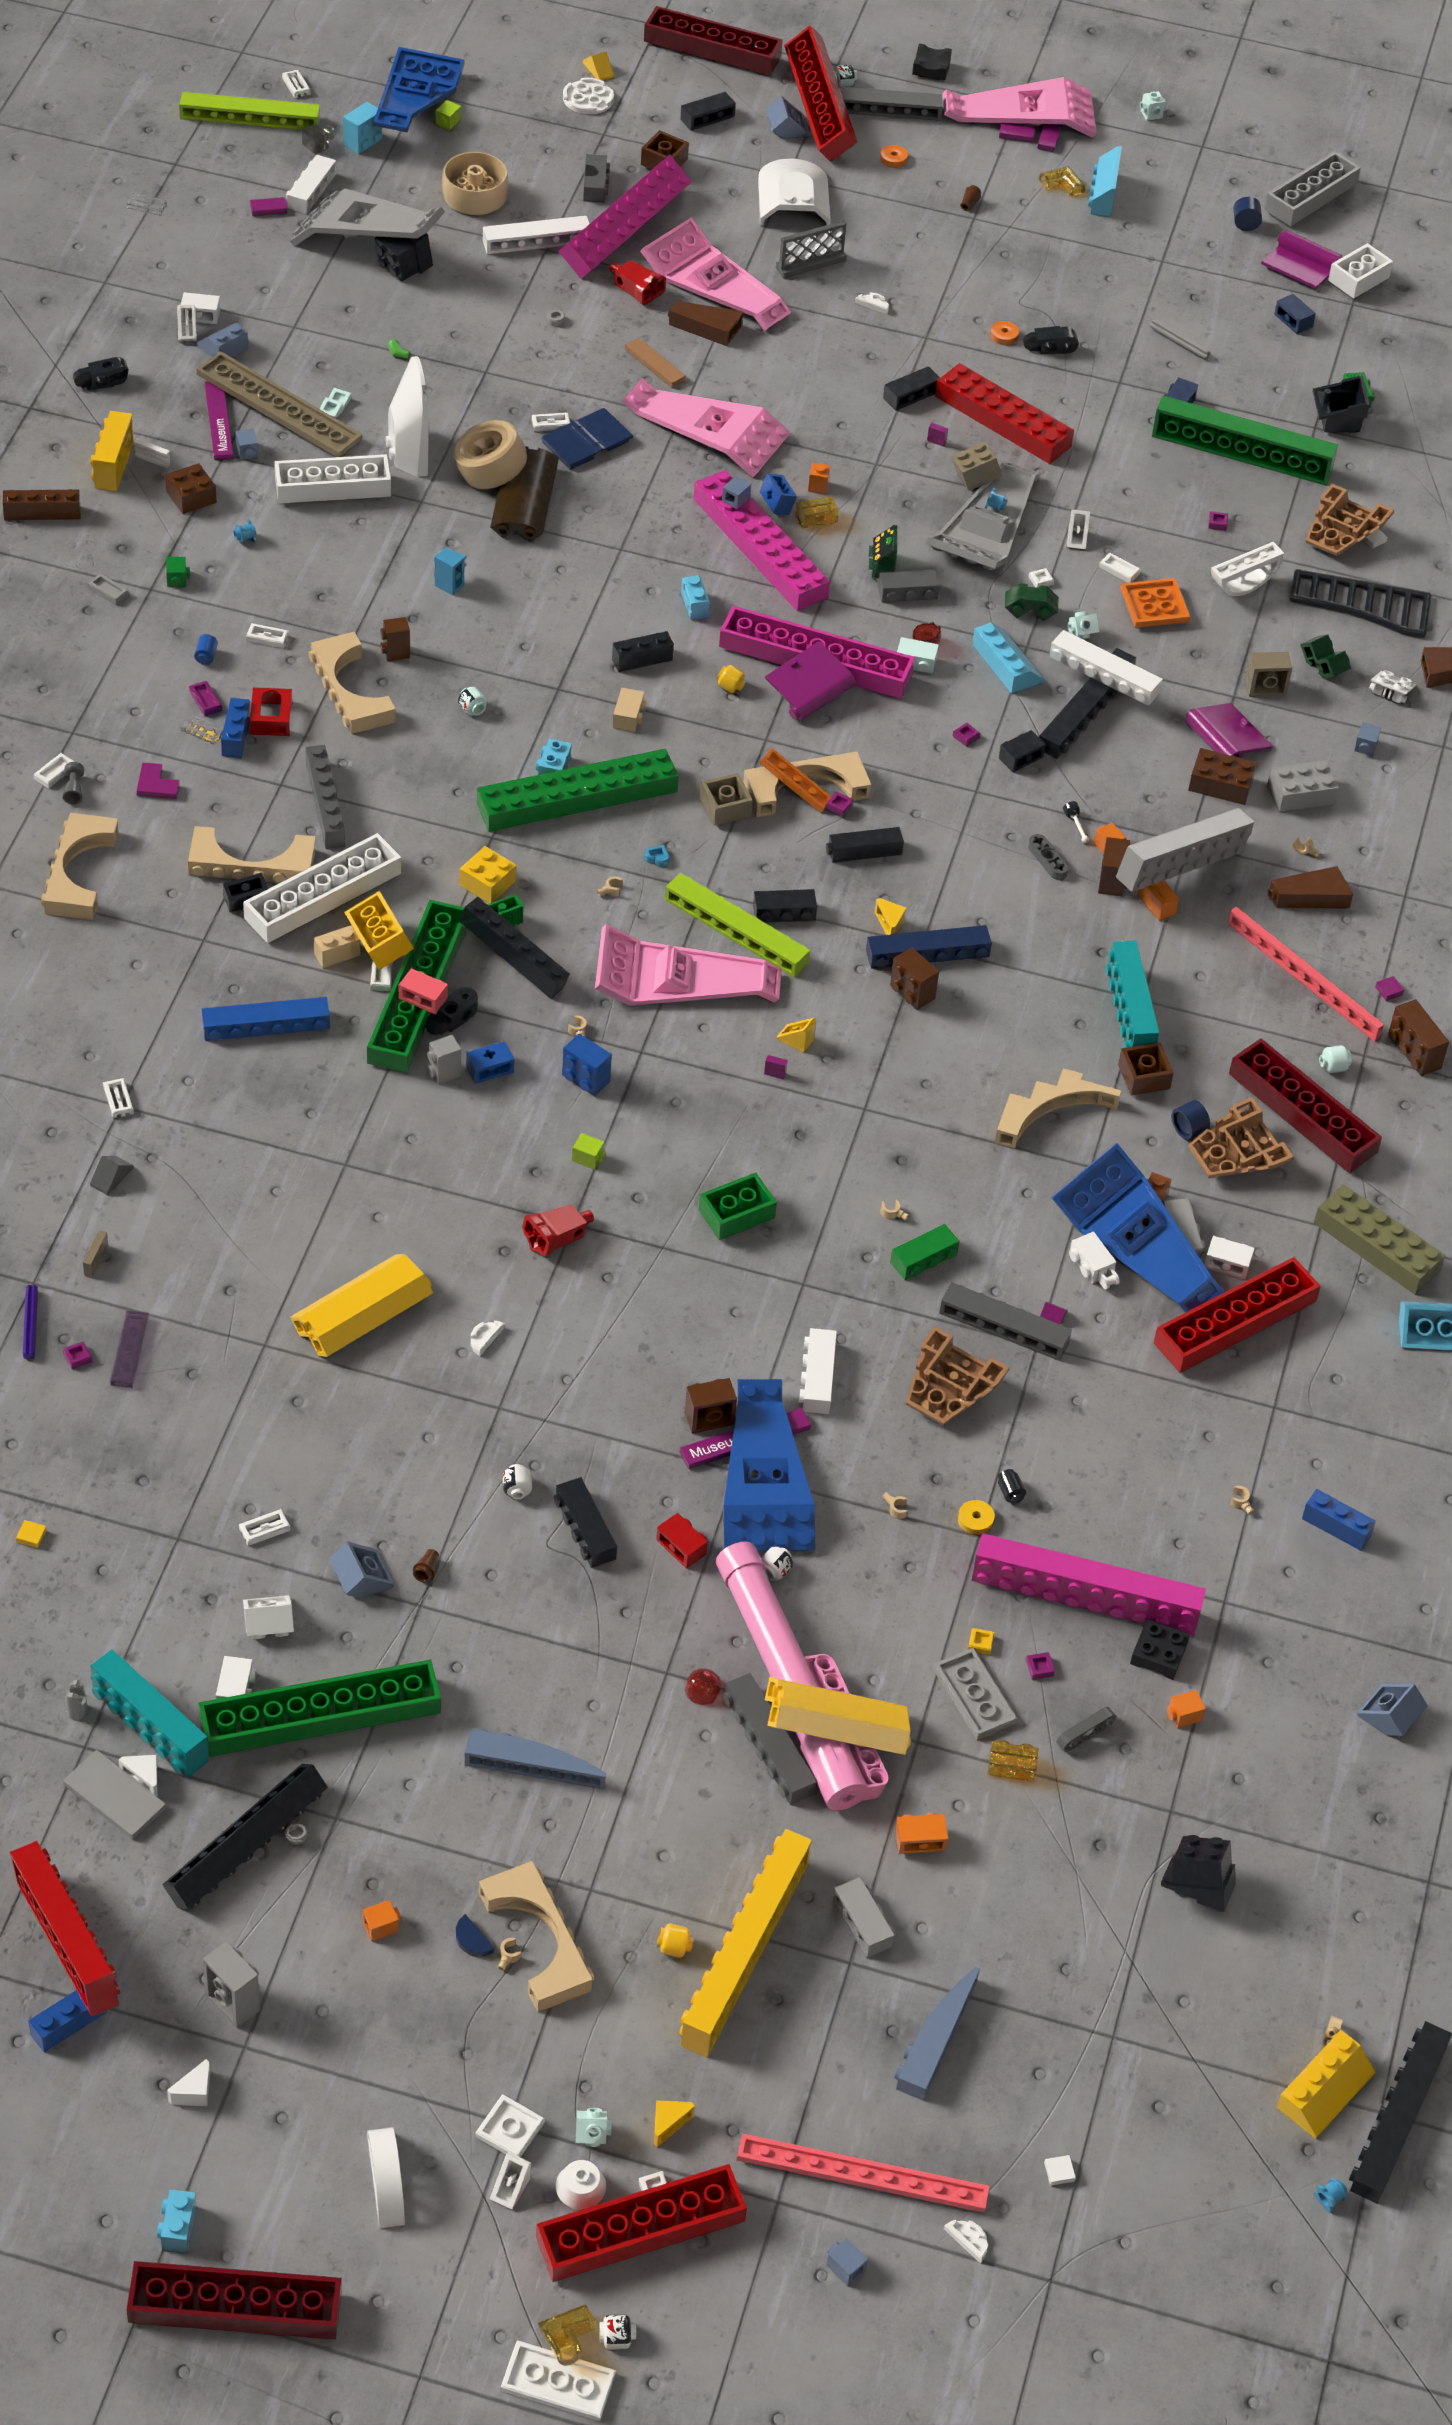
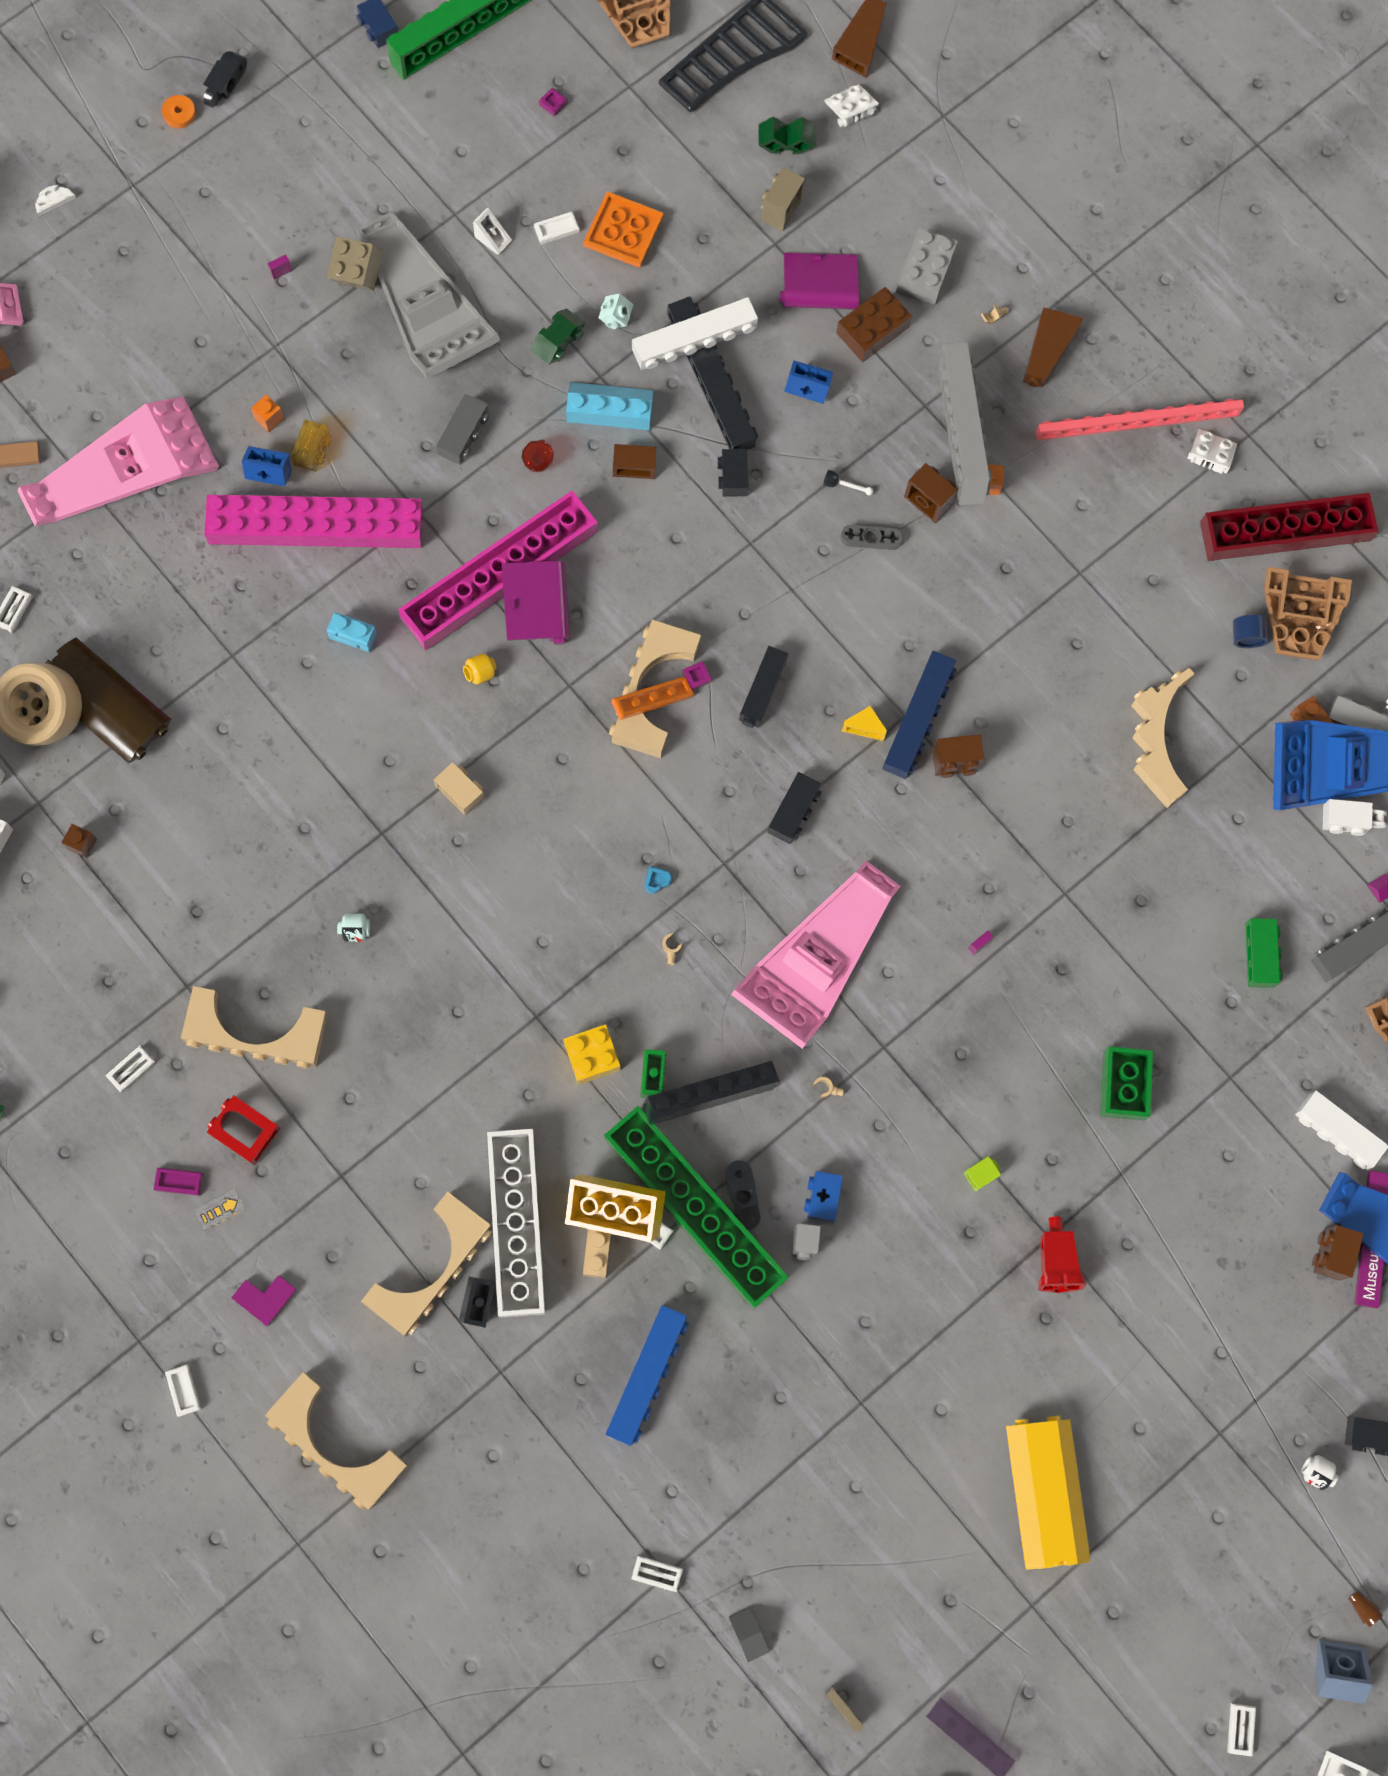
camera: 60 degrees left, 25 degrees up
(72, 792) = (225, 1389): dark grey piece -> none
(206, 649) = (115, 1144): blue brick -> none
(235, 727) = (245, 1178): blue brick -> none
(325, 797) = (393, 1146): dark grey brick -> none
(395, 639) = (229, 952): reddish brown brick -> none
(411, 529) = (79, 840): none -> reddish brown brick
(423, 991) = (725, 1216): coral brick -> none
(449, 570) = (167, 841): dark azure brick -> none
(484, 1335) = (1134, 1397): white tile -> none
(554, 756) = (482, 900): medium azure brick -> none
(577, 790) = (534, 903): green brick -> none
(585, 437) = (60, 590): dark blue piece -> none
(586, 1064) = (888, 1114): blue brick -> none
(642, 651) = (392, 727): black brick -> none
(726, 799) = (634, 775): dark tan brick -> none
(736, 492) = (255, 507): sand blue brick -> none
(737, 924) = (790, 865): lime brick -> none
(799, 1034) = (952, 897): yellow slope -> none
(883, 552) = (411, 423): clear green slope -> none
(892, 1214) = (1201, 946): tan piece -> none
(911, 388) = (200, 247): black brick -> none
(924, 653) = (556, 482): light aqua brick -> none
(966, 734) = (678, 505): magenta tile -> none
(975, 691) = (634, 461): none -> reddish brown brick
(996, 500) = (411, 278): dark azure brick -> none
(1004, 413) = (292, 188): red brick -> none
(1041, 577) = (525, 305): white tile -> none
(1103, 832) = (887, 472): orange brick -> none
(1131, 994) = (1094, 586): teal brick -> none
(1135, 757) = (808, 382): none -> blue brick
(1145, 1068) = (1173, 628): reddish brown brick -> none
(1252, 569) = (647, 122): white window -> none
(1323, 1032) = (1214, 450): none -> white hinge
(1335, 1059) = (1250, 464): light aqua head -> none
(1367, 738) = (904, 172): sand blue brick -> none
(1389, 988) = (1191, 362): magenta tile -> none
(1418, 1037) = (1273, 382): reddish brown brick -> none

